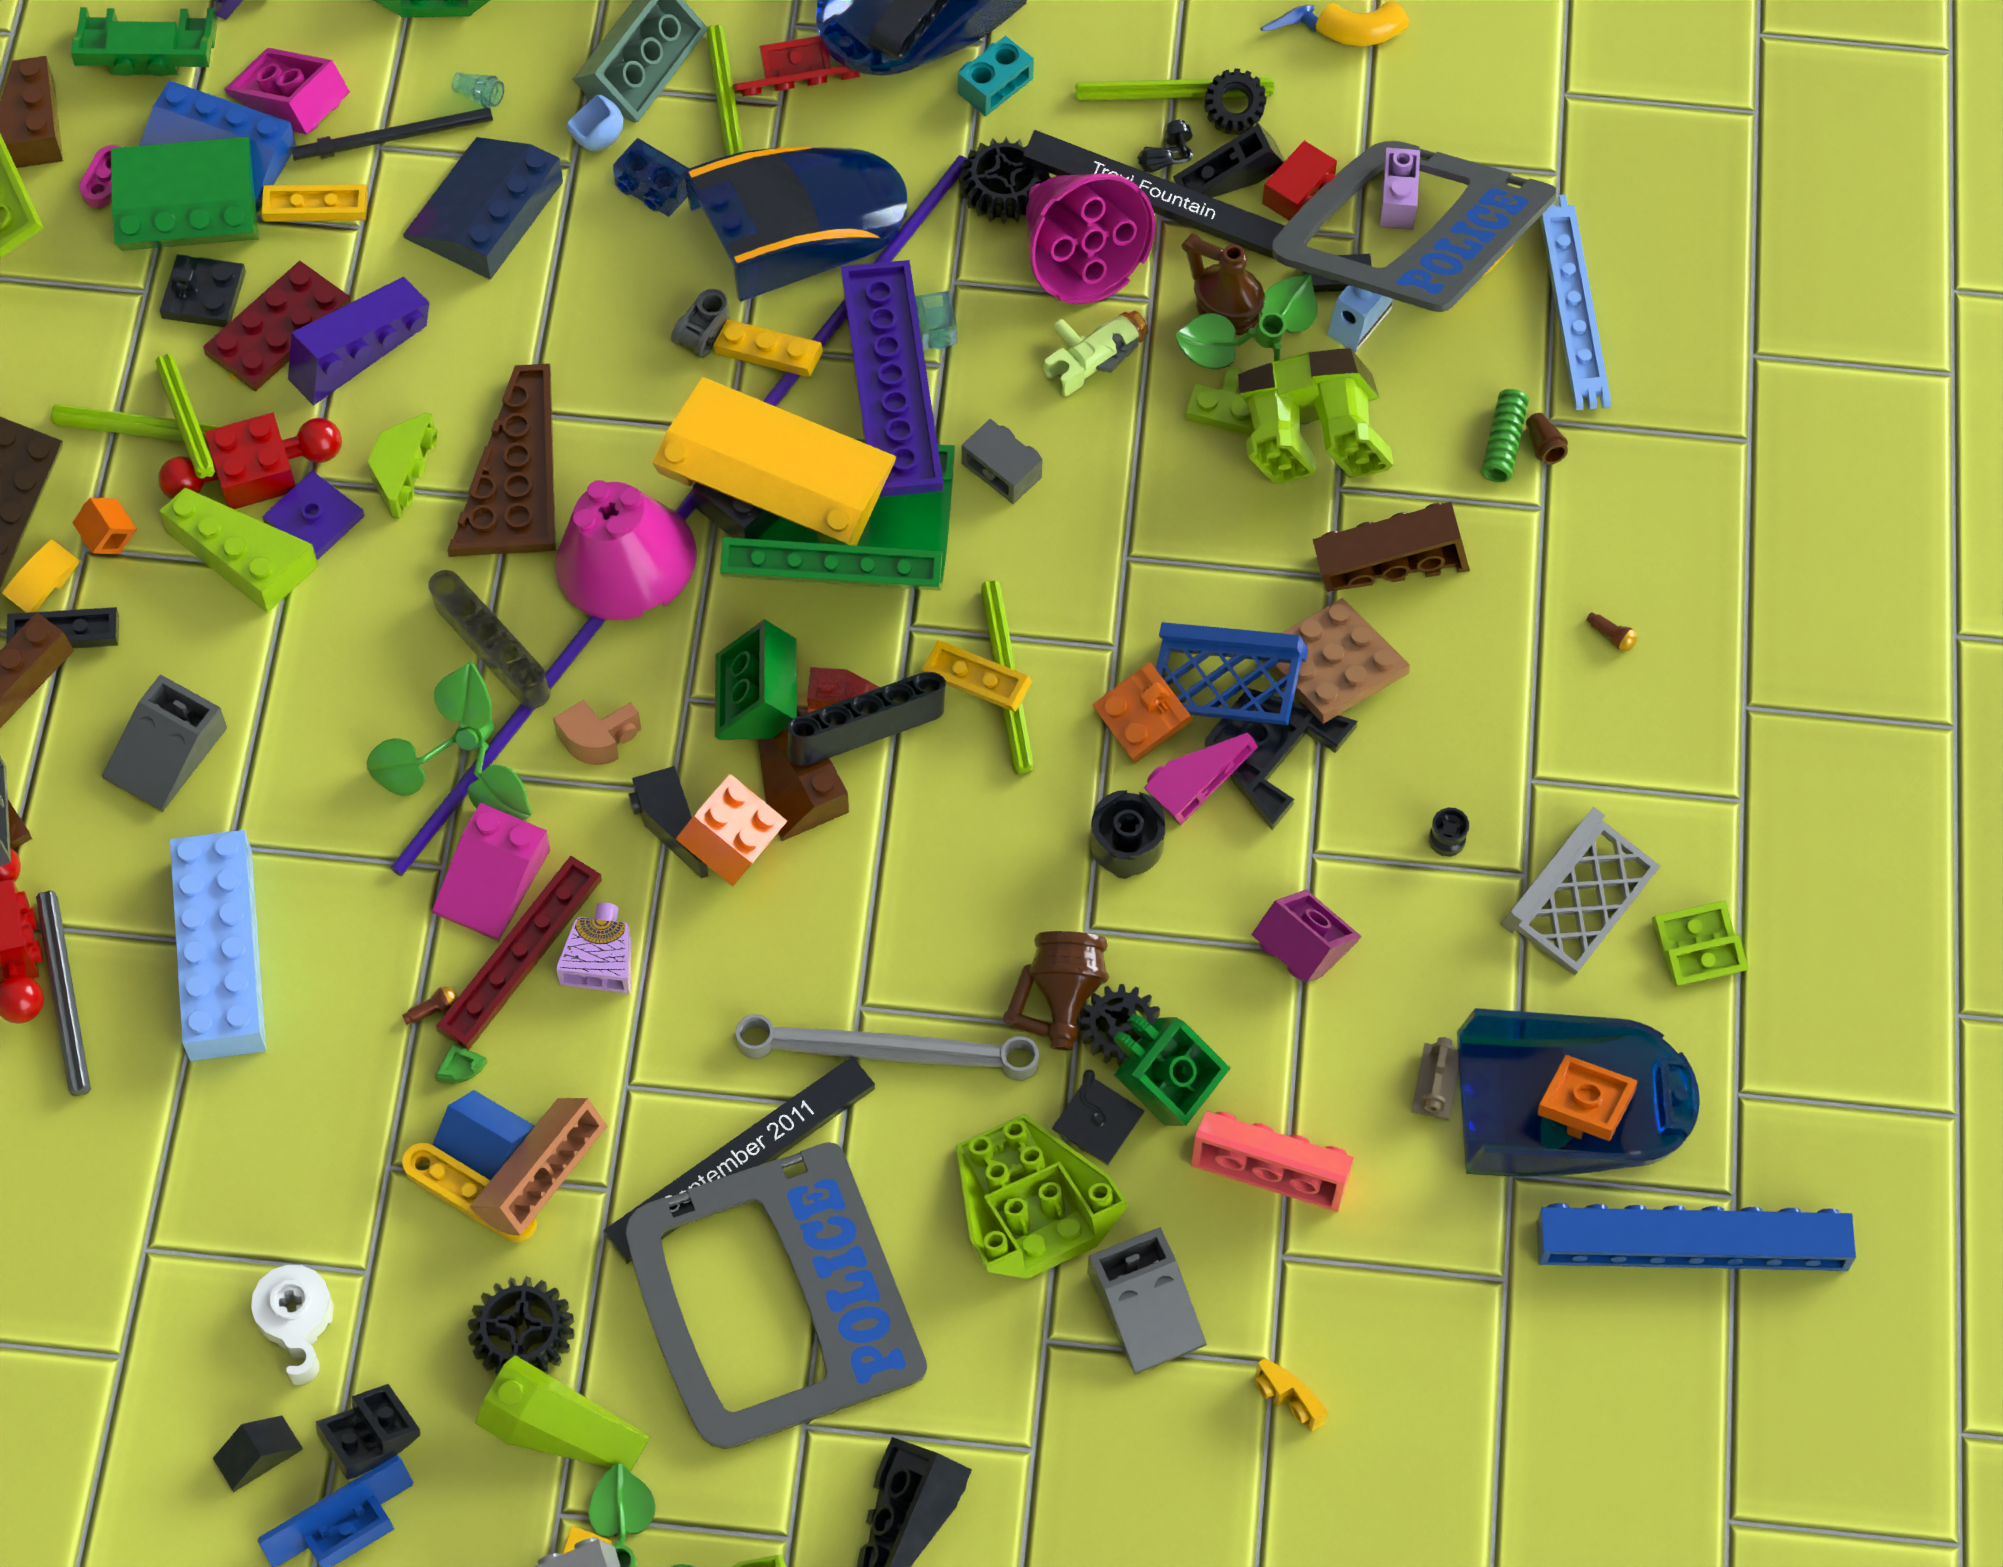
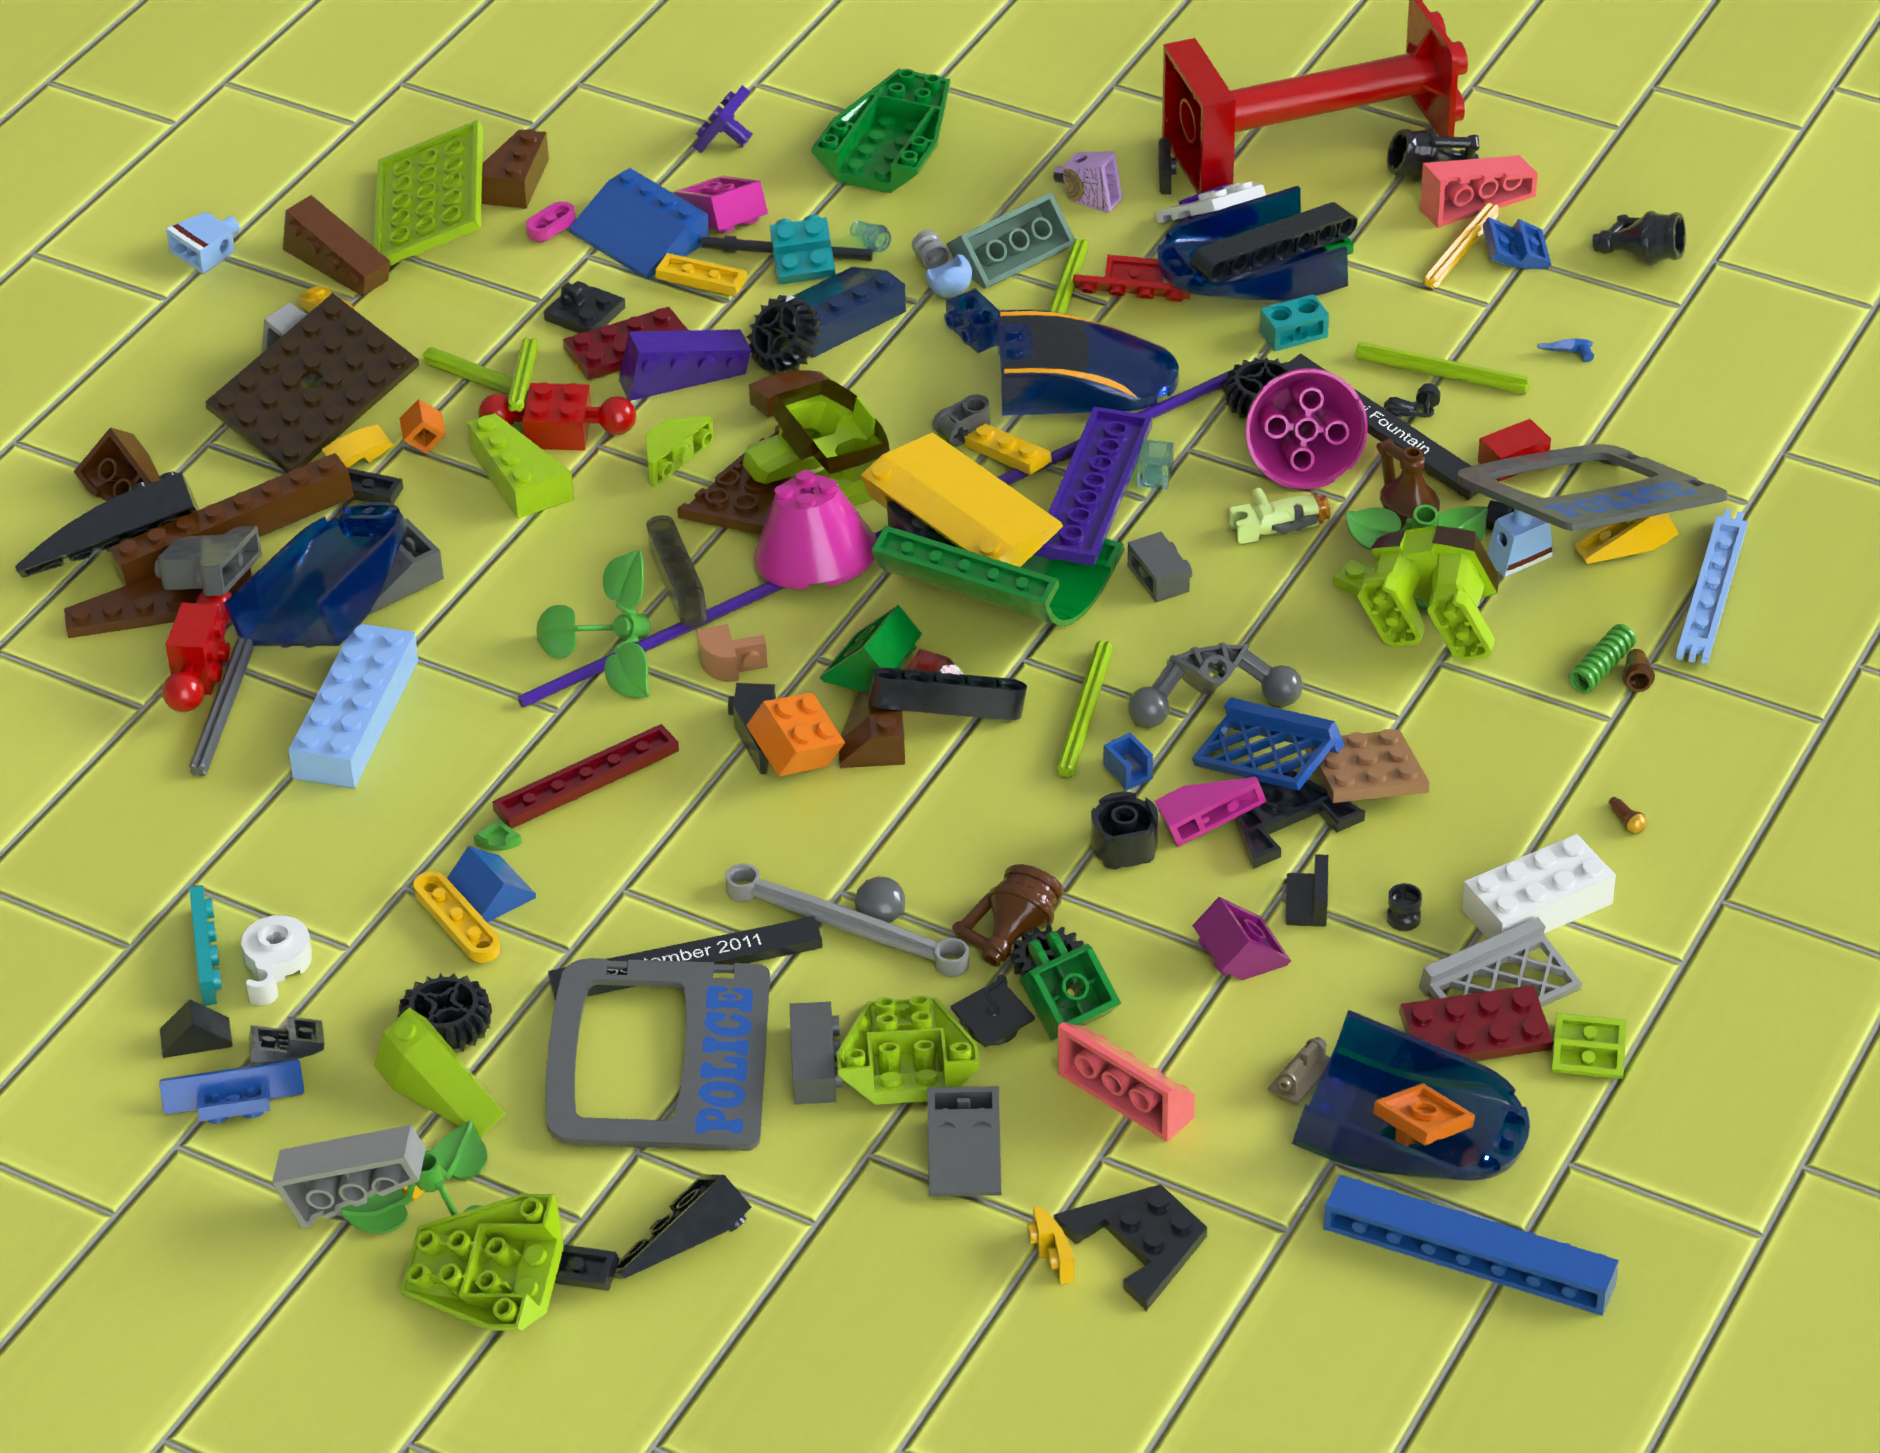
camera: 25 degrees right, 20 degrees down
(106, 789) = (320, 580): none -> clear blue windscreen
(143, 46) = (627, 148): green bracket -> none
(183, 194) = (600, 242): green slope -> none
(220, 1345) = (206, 954): none -> teal plate
(314, 513) = (591, 465): dark purple plate -> none
(415, 135) = (802, 249): none -> teal plate
(439, 1002) = (495, 792): copper piece -> none
(452, 295) = (784, 334): none -> black gear
(491, 871) = (595, 716): dark pink slope -> none
(495, 341) = (763, 392): none -> reddish brown slope
(539, 1165) = (520, 909): nougat brick -> none
(553, 88) = (930, 249): none -> light grey wheel
(589, 414) = (817, 429): none -> lime piece
(597, 953) = (646, 792): lavender torso -> none
(911, 1010) = (880, 899): none -> dark grey hair
(936, 1237) = (814, 1052): none -> dark grey brick
(978, 675) = (1059, 696): yellow plate -> none
(1086, 735) = (1128, 761): none -> blue window
(1134, 591) = (1150, 705): none -> dark grey piece
(1142, 712) = (1184, 758): orange hinge -> none
(1234, 165) = (1465, 422): black slope -> none
(1243, 83) = (1483, 368): black tyre -> none
(1344, 846) = (1308, 895): none -> black panel
(1362, 28) = (1626, 364): yellow cylinder -> none
(1374, 1330) = (1150, 1227): none -> black wing
(1392, 548) = (1460, 704): reddish brown wedge -> none
(1400, 188) = (1599, 466): lavender slope -> none
(1573, 768) = (1550, 884): none -> white brick
(1584, 959) = (1481, 1023): none -> dark red plate

